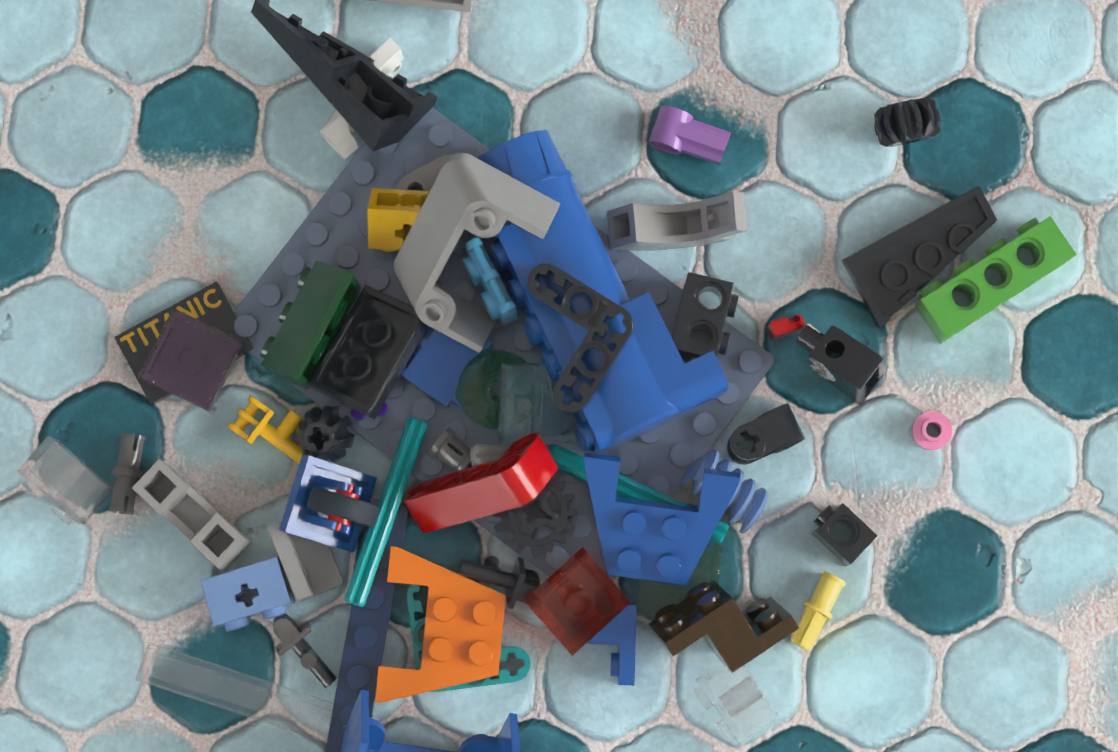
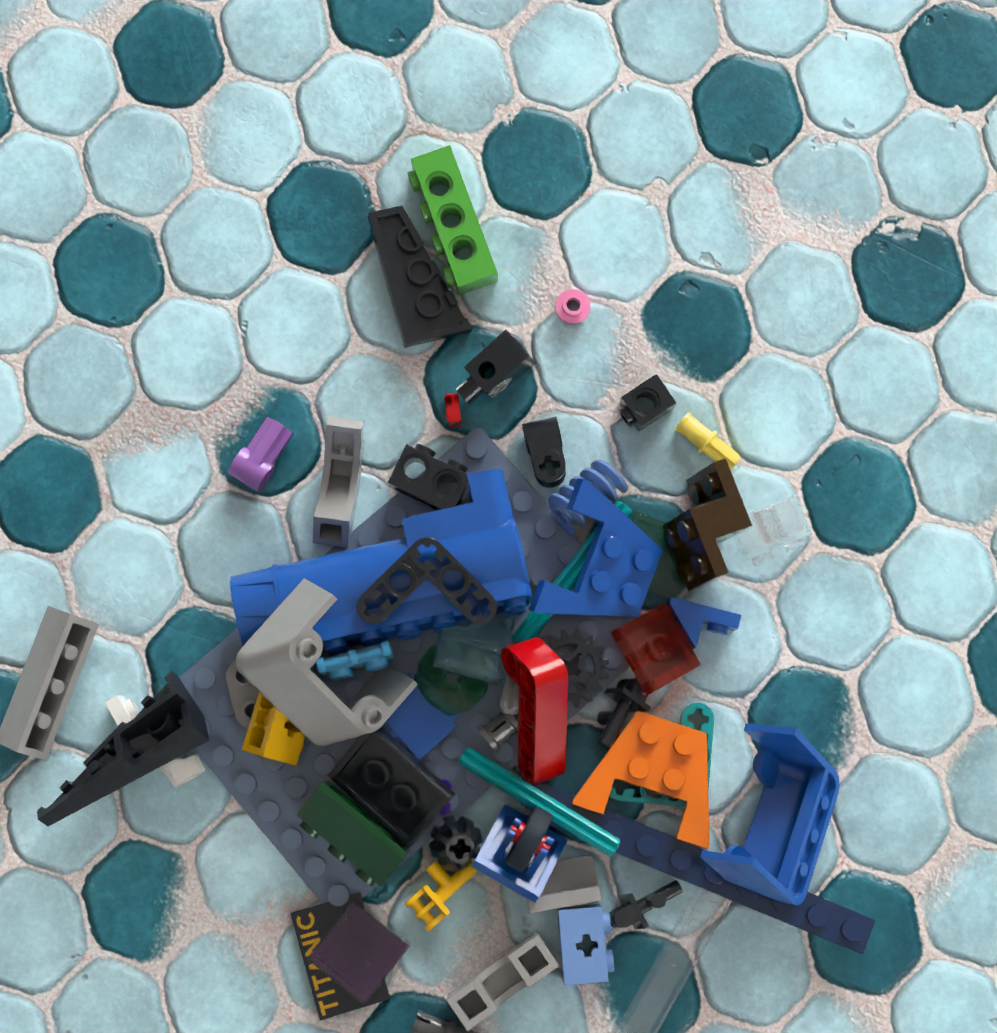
camera: 80 degrees left, 0 degrees up
(907, 122) = (297, 260): black gear -> none

